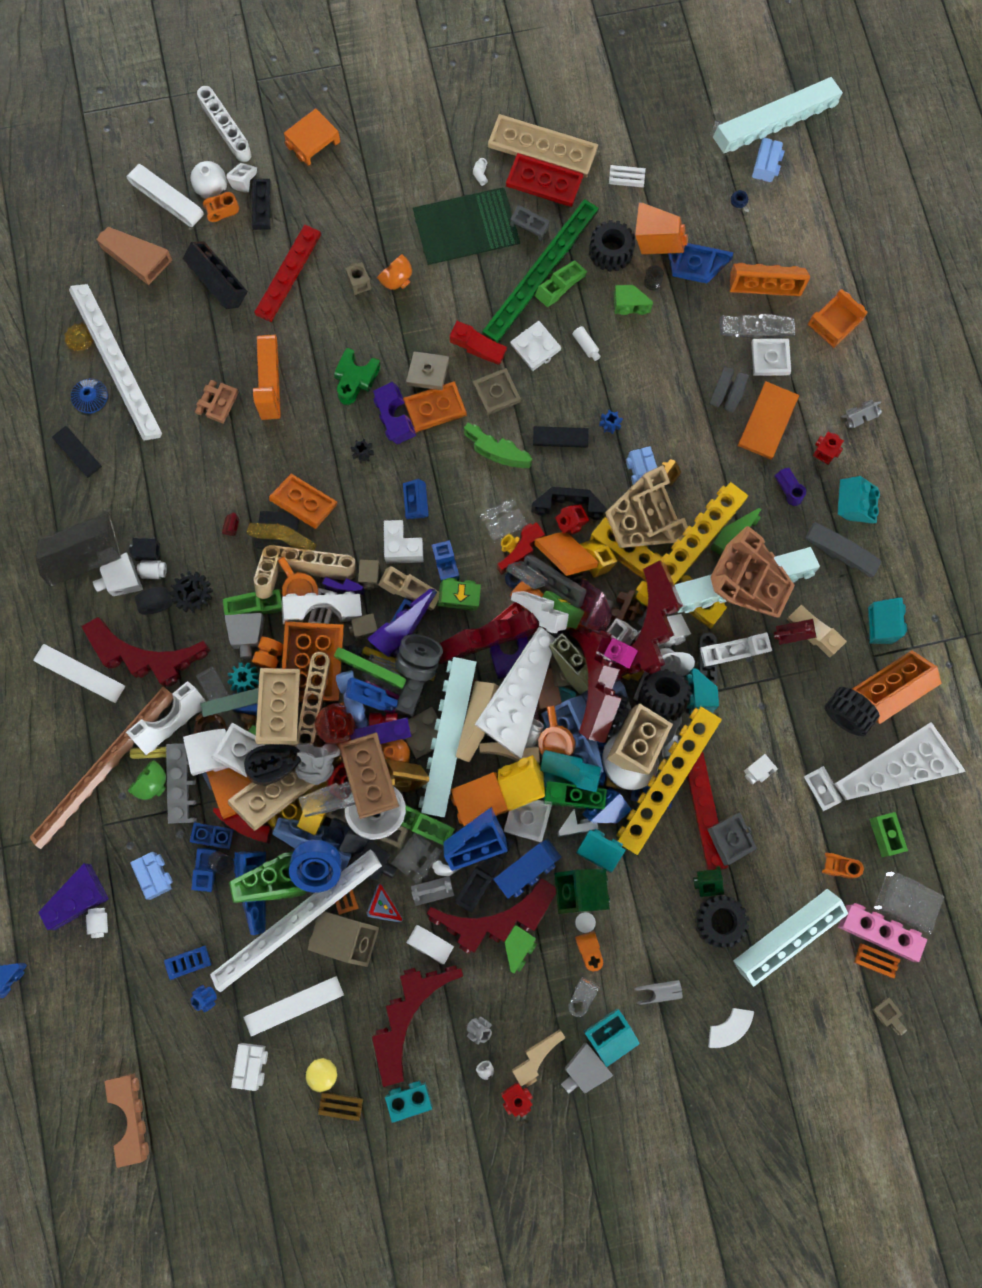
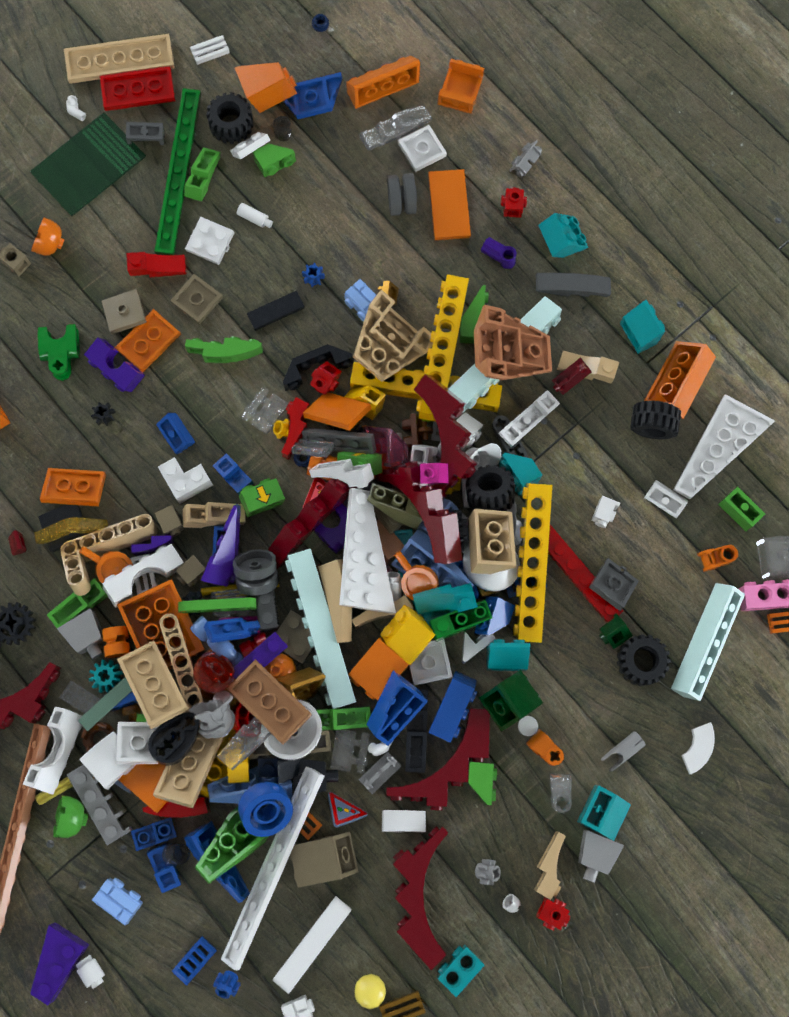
camera: 30 degrees left, 0 degrees up
(616, 278) = (250, 145): none -> white plate

